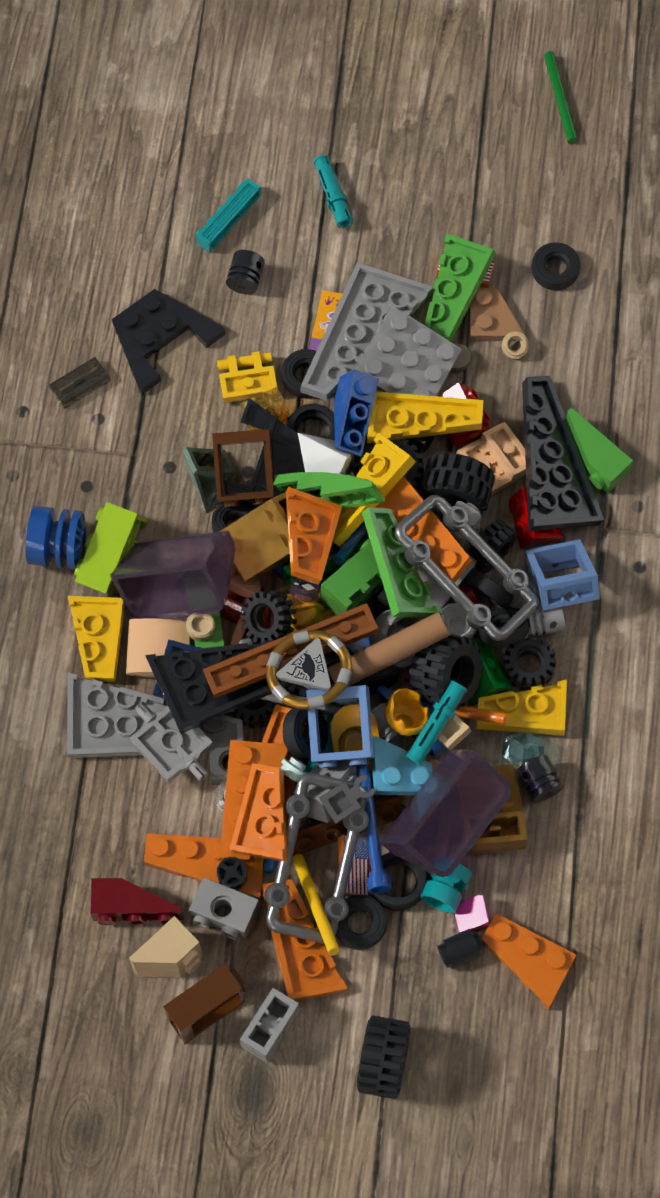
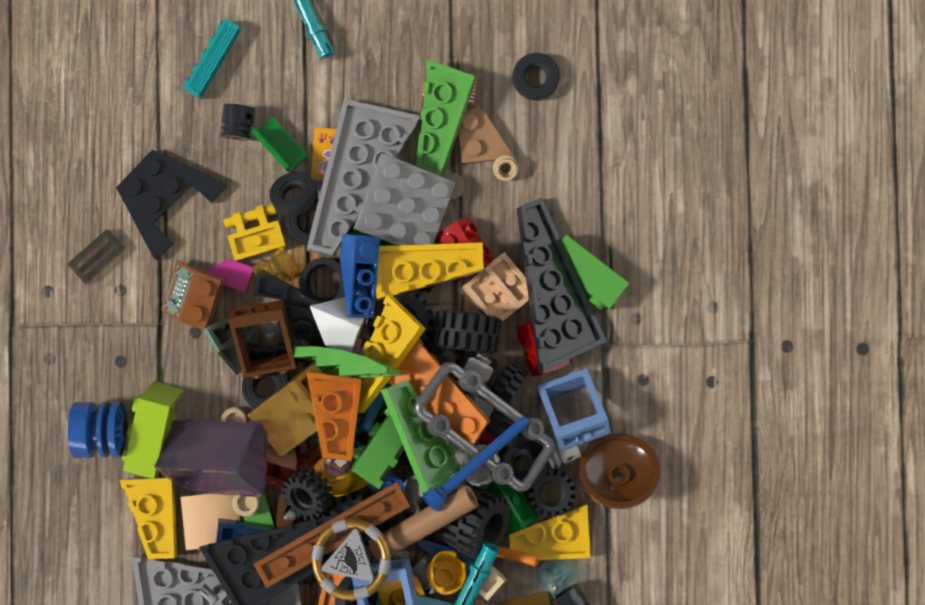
camera: 10 degrees left, 20 degrees up
(176, 424) = (193, 295): none -> dark orange slope
(215, 414) = (237, 274): none -> dark pink tile
(284, 350) = (299, 205): none -> black tyre
(285, 300) = (280, 145): none -> green panel
(407, 617) = (436, 497): none -> blue piece
(605, 643) = (623, 457): none -> reddish brown dish

